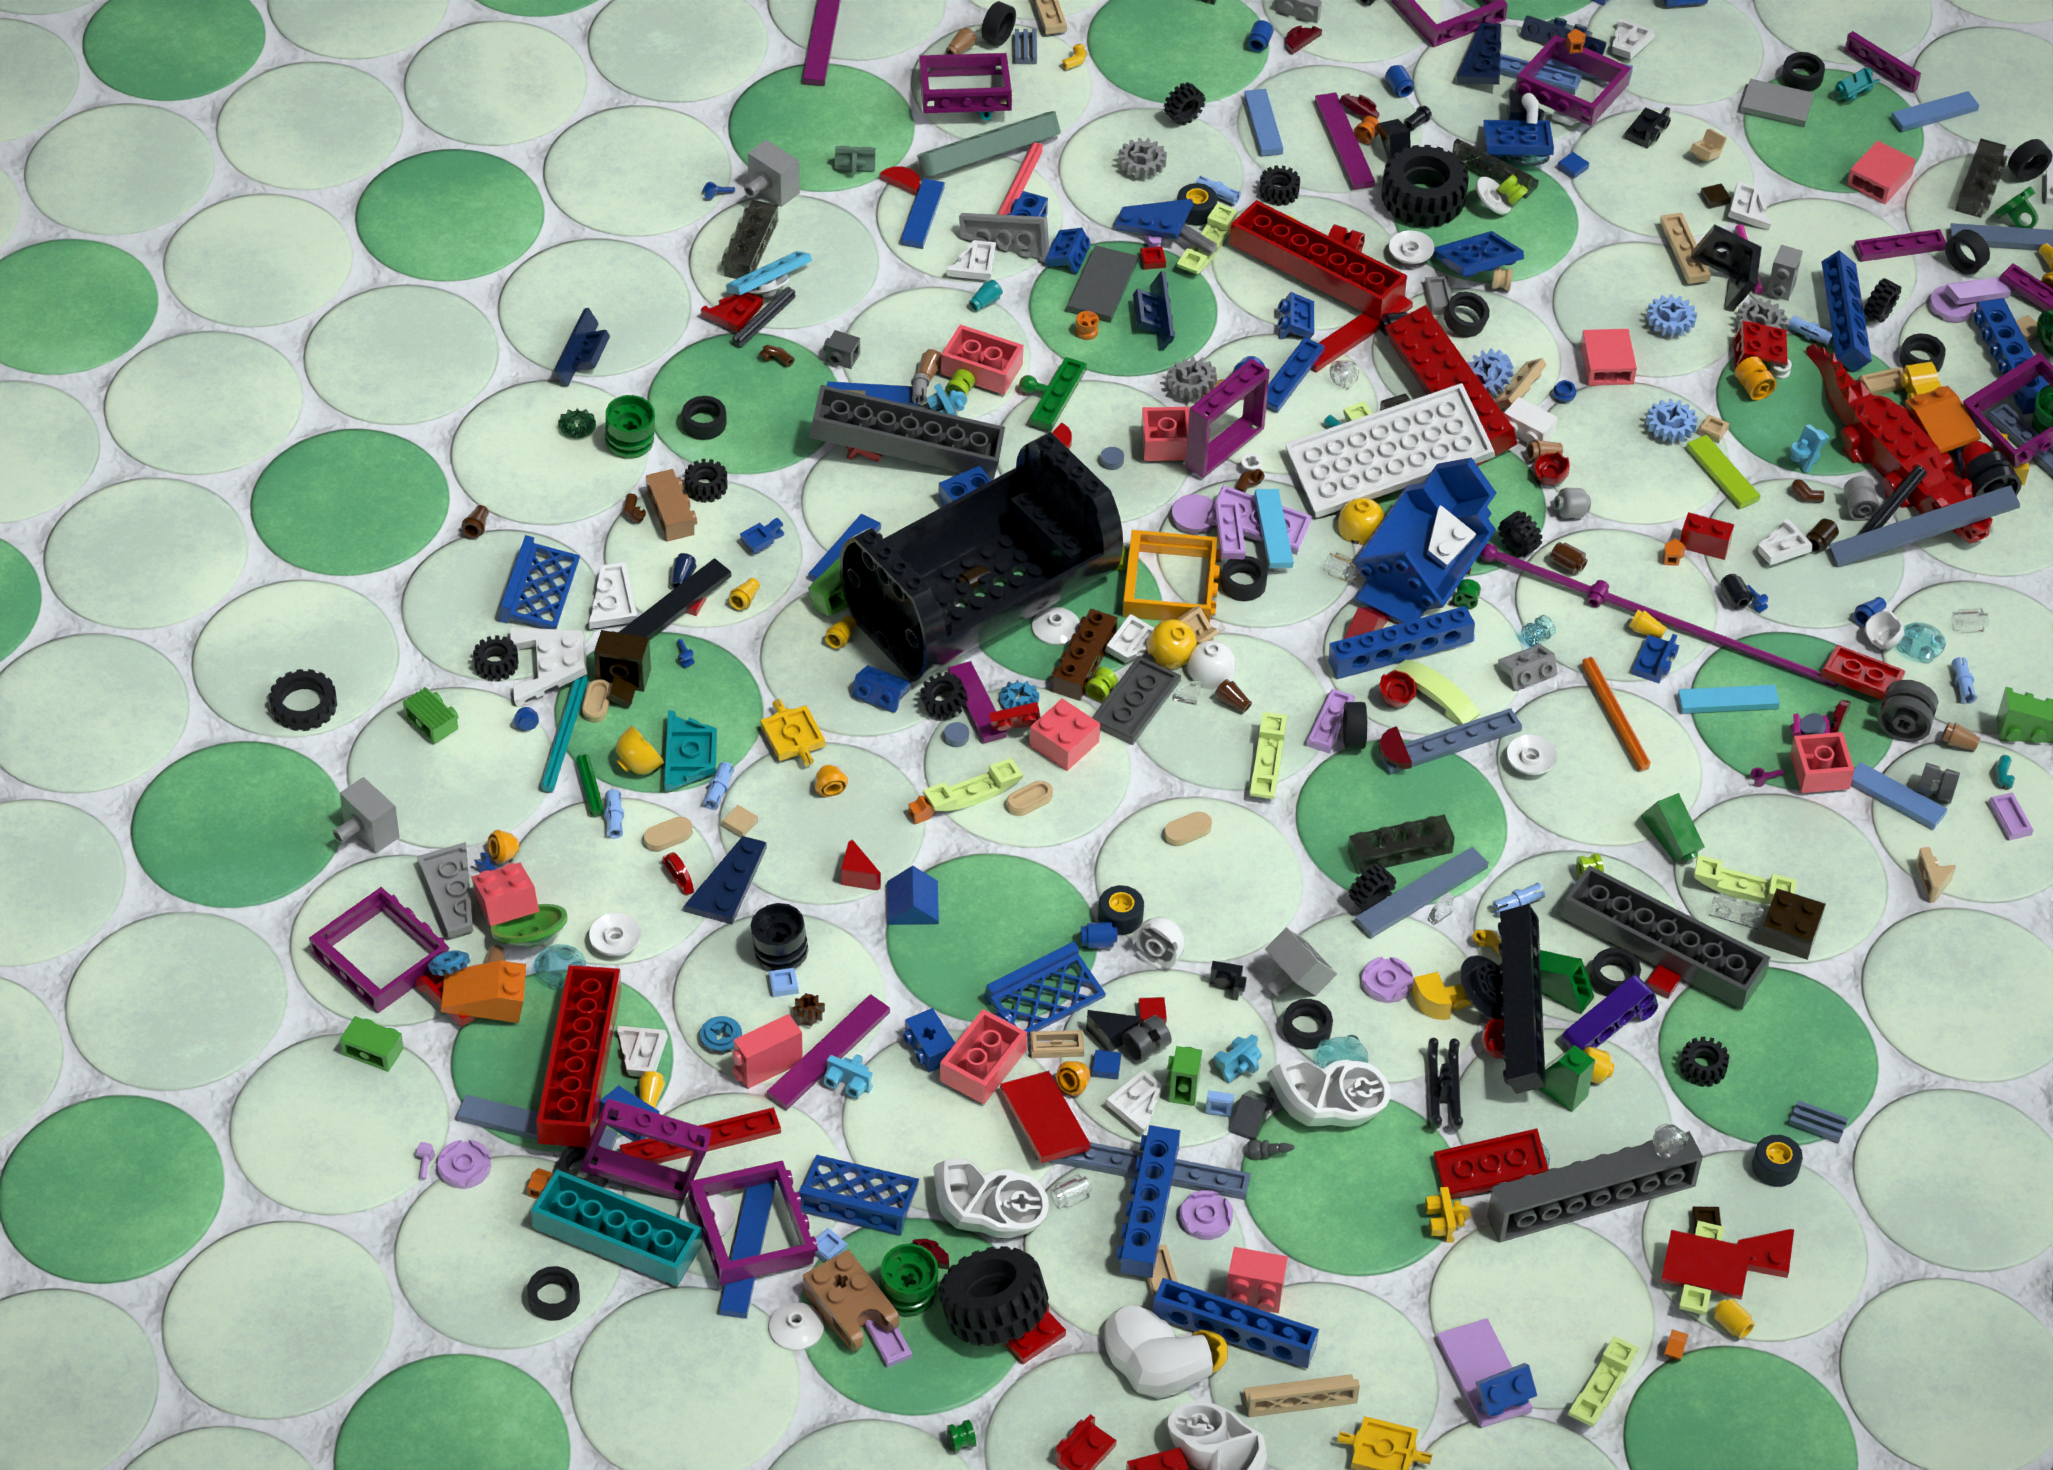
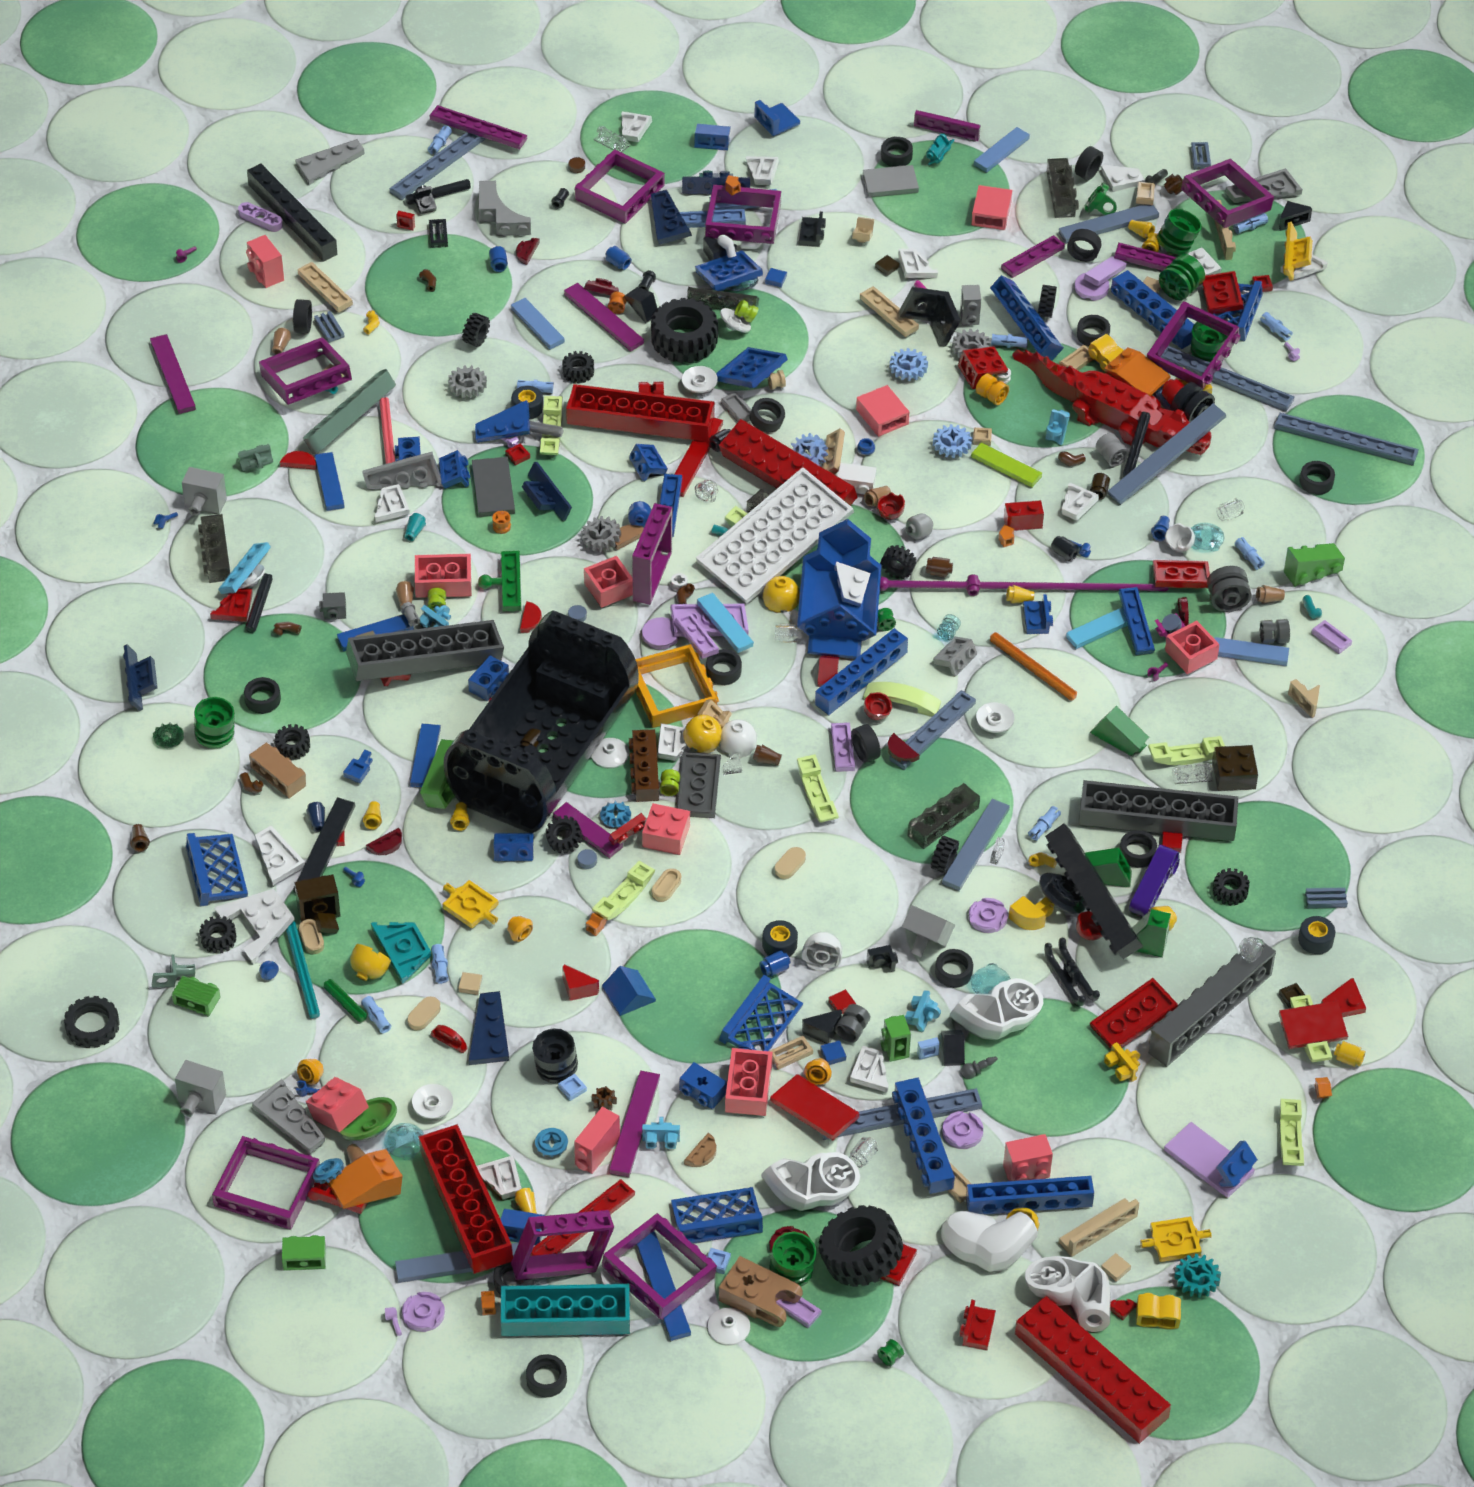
camera: 25 degrees left, 0 degrees up
(424, 680) = (175, 971): none -> sand green bracket
(742, 631) = (386, 844): none -> dark red tile
(886, 1117) = (702, 1153): none -> medium nougat tile
(1171, 32) = (427, 275): none -> reddish brown arm
(1293, 1451) = (1116, 1267): none -> tan tile
(1583, 862) = (1076, 782): lime wheel -> none
(1772, 707) = (1136, 621): none -> blue tile

